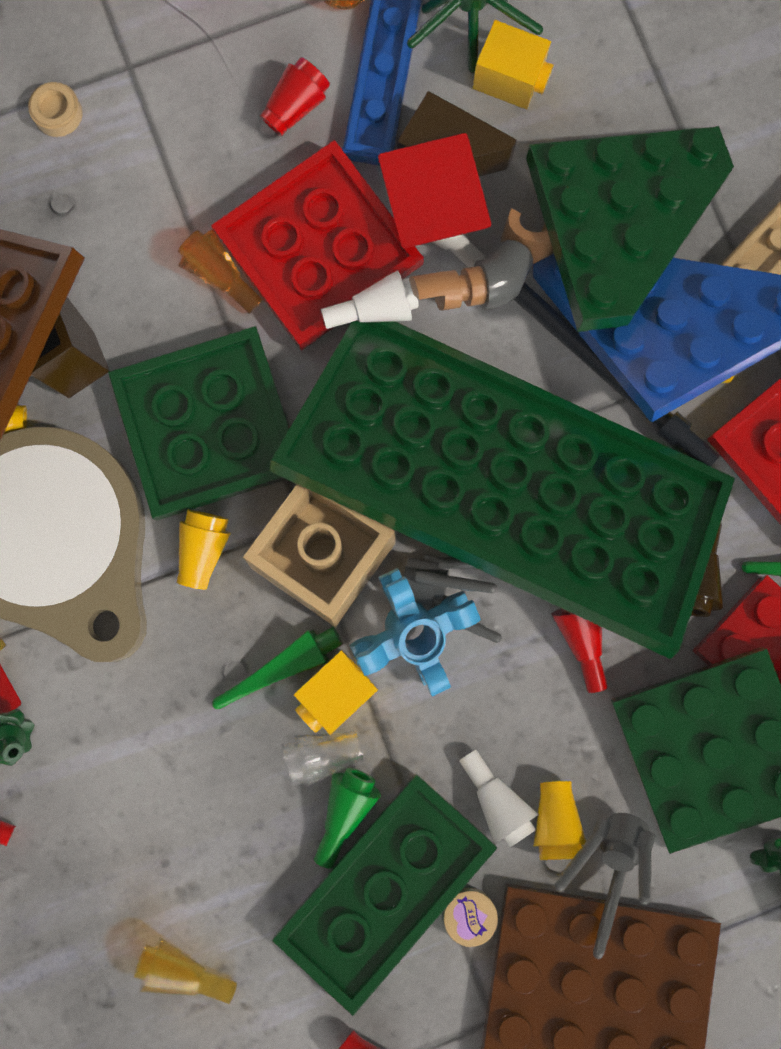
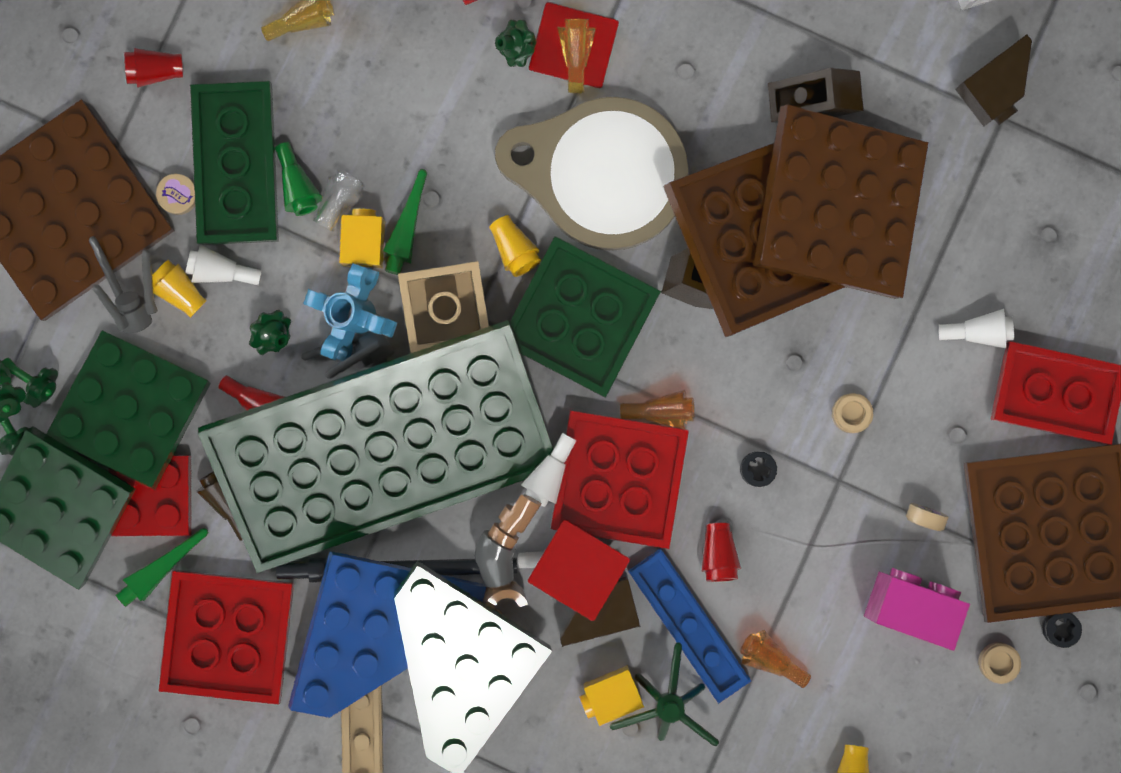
camera: 140 degrees right, 5 degrees up
(186, 122) = (768, 462): none -> black bush
(508, 691) = (270, 332): none -> dark green plant

